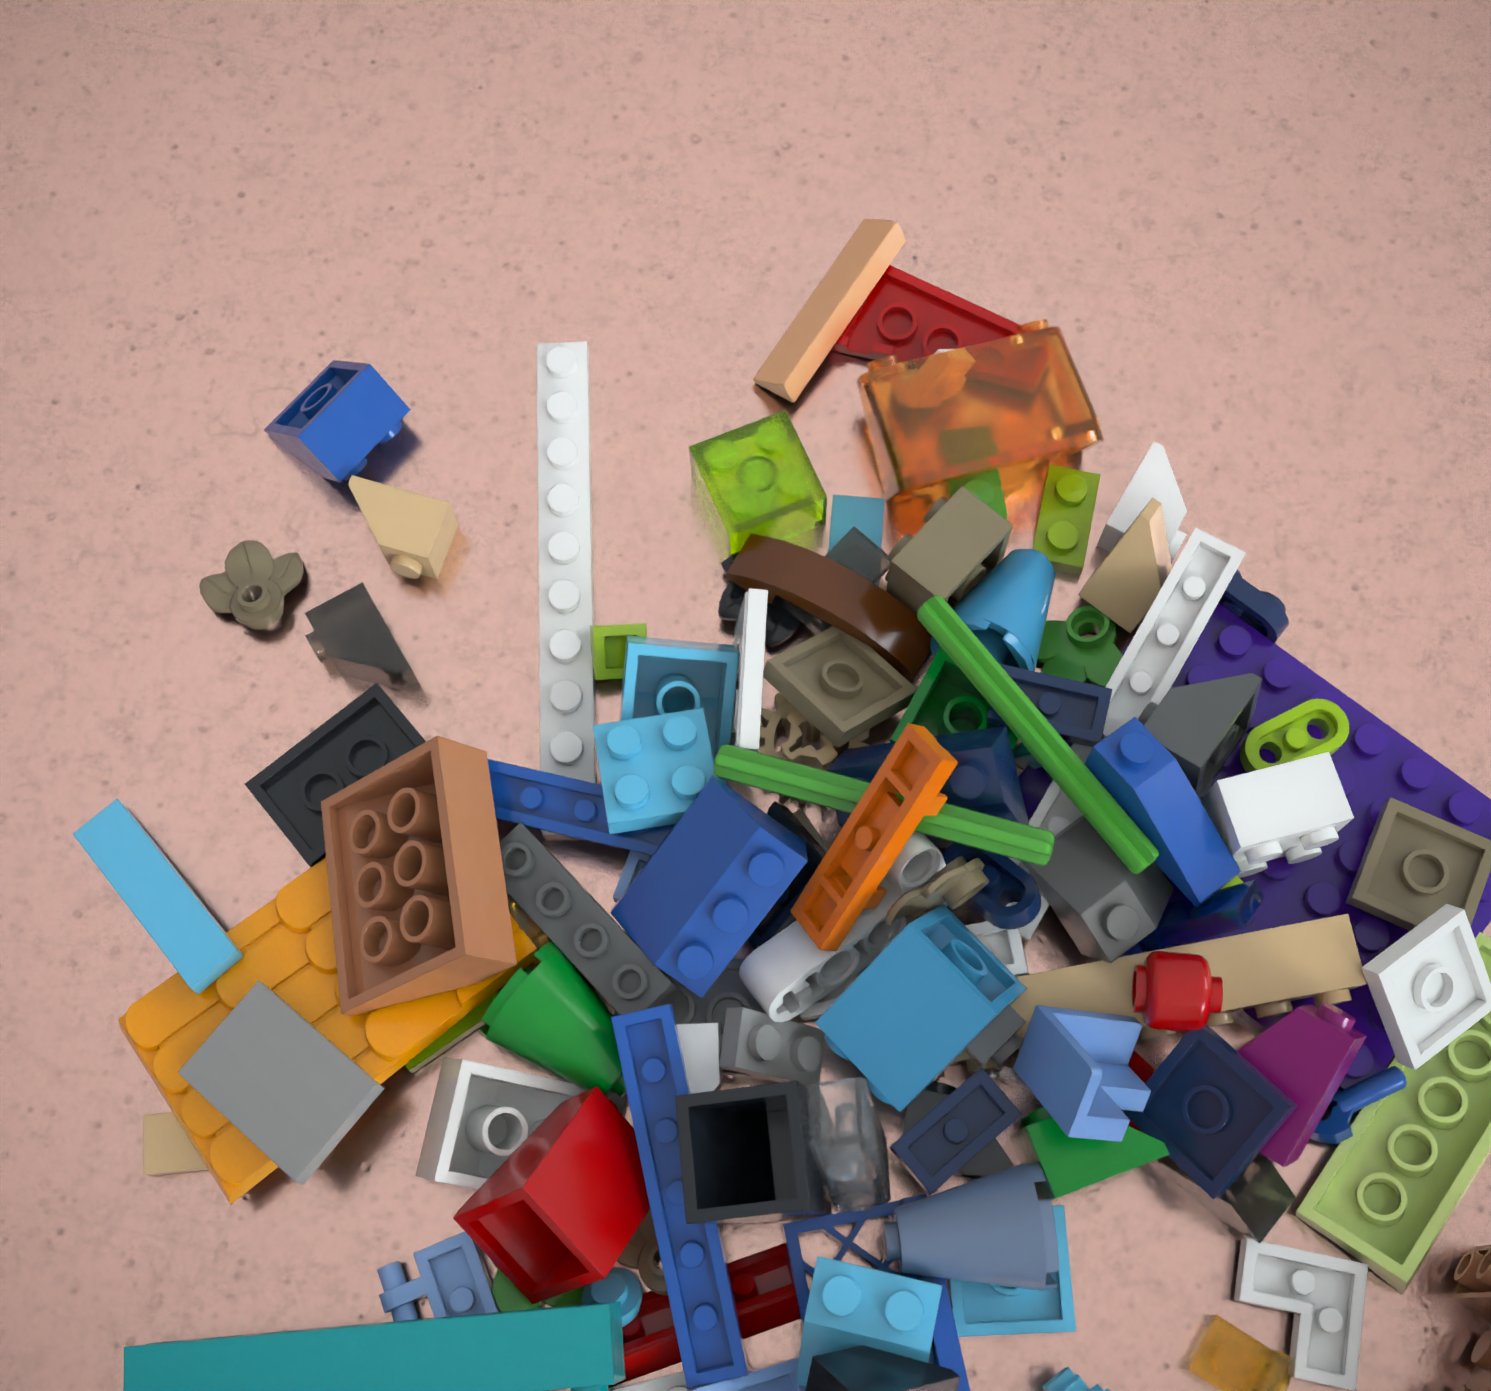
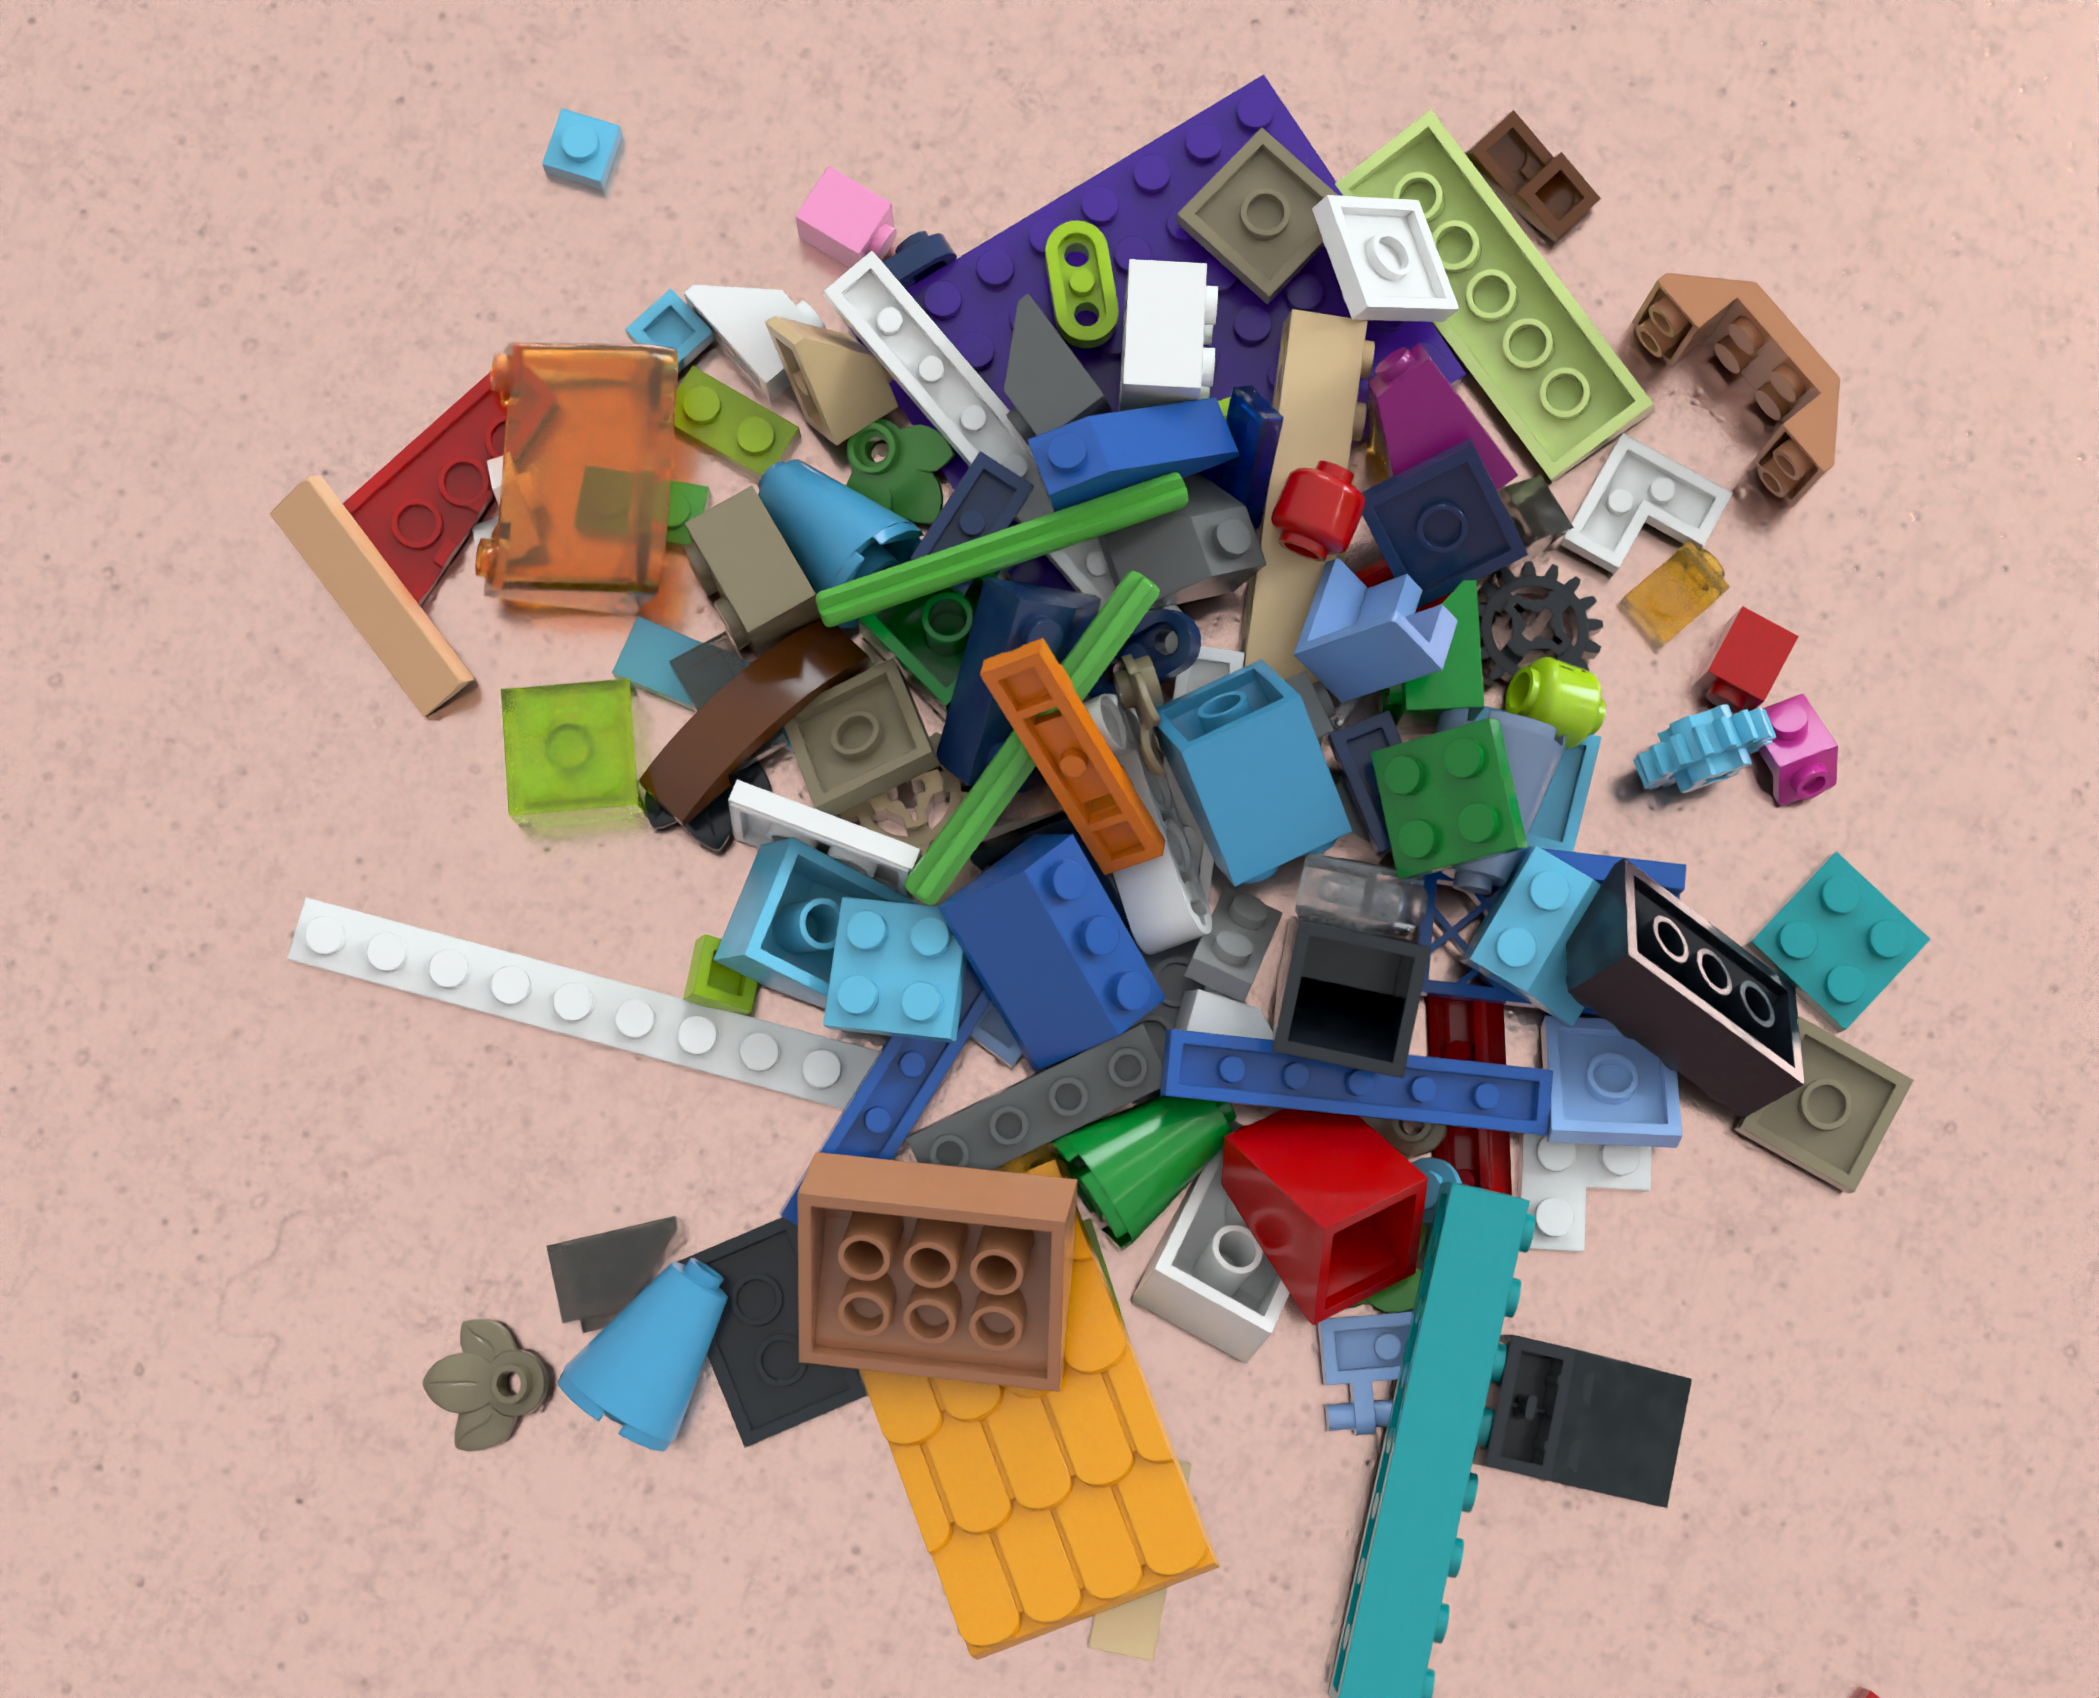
camera: 80 degrees left, 10 degrees up
(158, 896) = (842, 1578): medium azure tile -> none
(280, 1082) = (1112, 1475): light grey tile -> none
(289, 682) = (650, 1355): none -> dark azure cone
(339, 419) = (304, 1227): blue slope -> none
(408, 526) = (480, 1183): tan slope -> none
(956, 1189) = (1449, 799): none -> green plate
(1091, 1273) = (1560, 697): none -> lime head
(1120, 451) = (672, 325): none -> medium azure plate
(1174, 1245) = (1516, 614): none -> black gear
(1239, 346) = (582, 149): none -> medium azure plate
(1271, 545) = (846, 219): none -> bright pink brick
(1346, 1102) = (1462, 375): blue bar -> none

